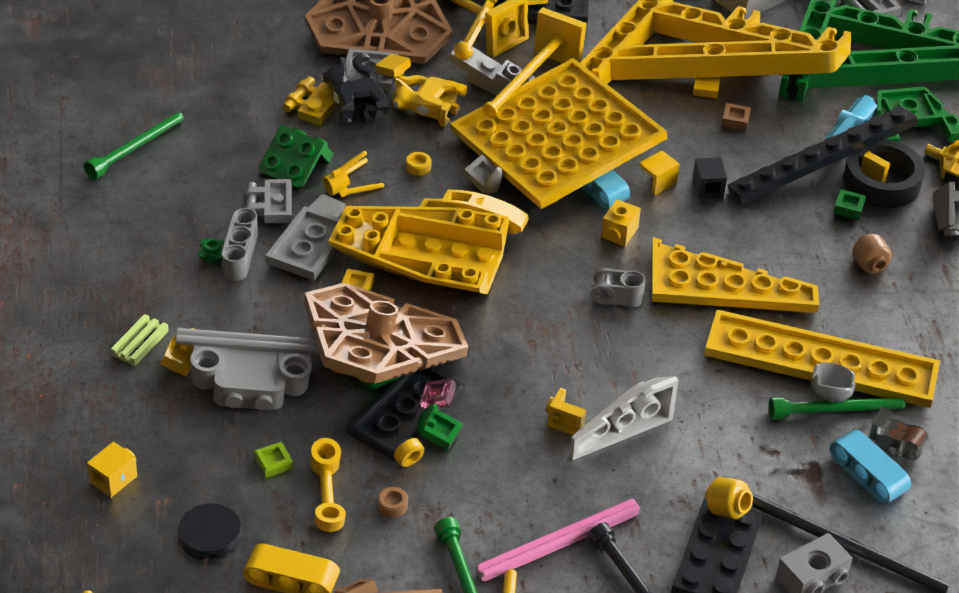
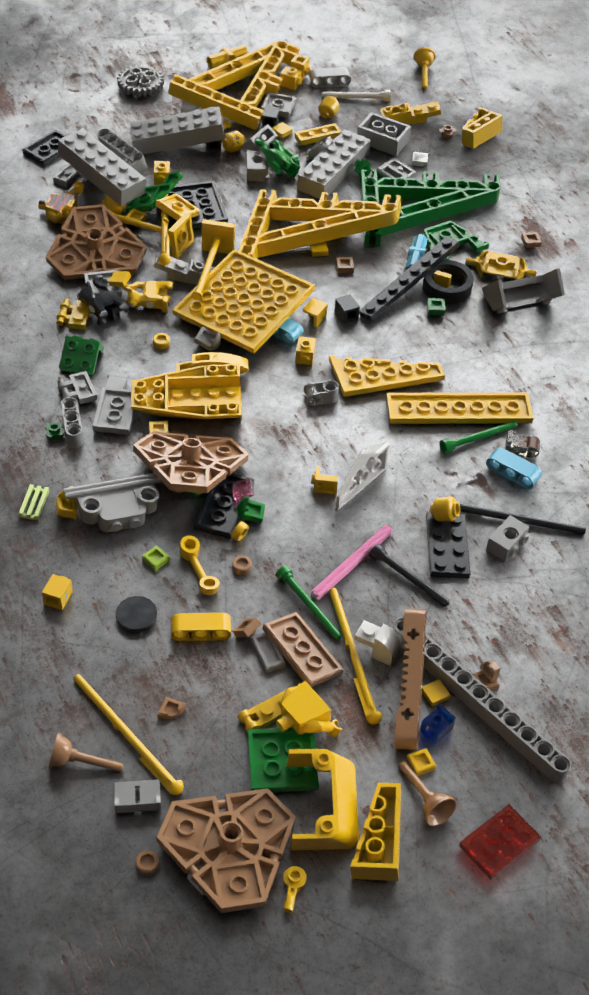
camera: 20 degrees left, 5 degrees up
(338, 179) = (116, 364): yellow plant -> none
(832, 382) = (474, 421): light grey hair -> none
(872, 253) = (462, 334): medium nougat head -> none

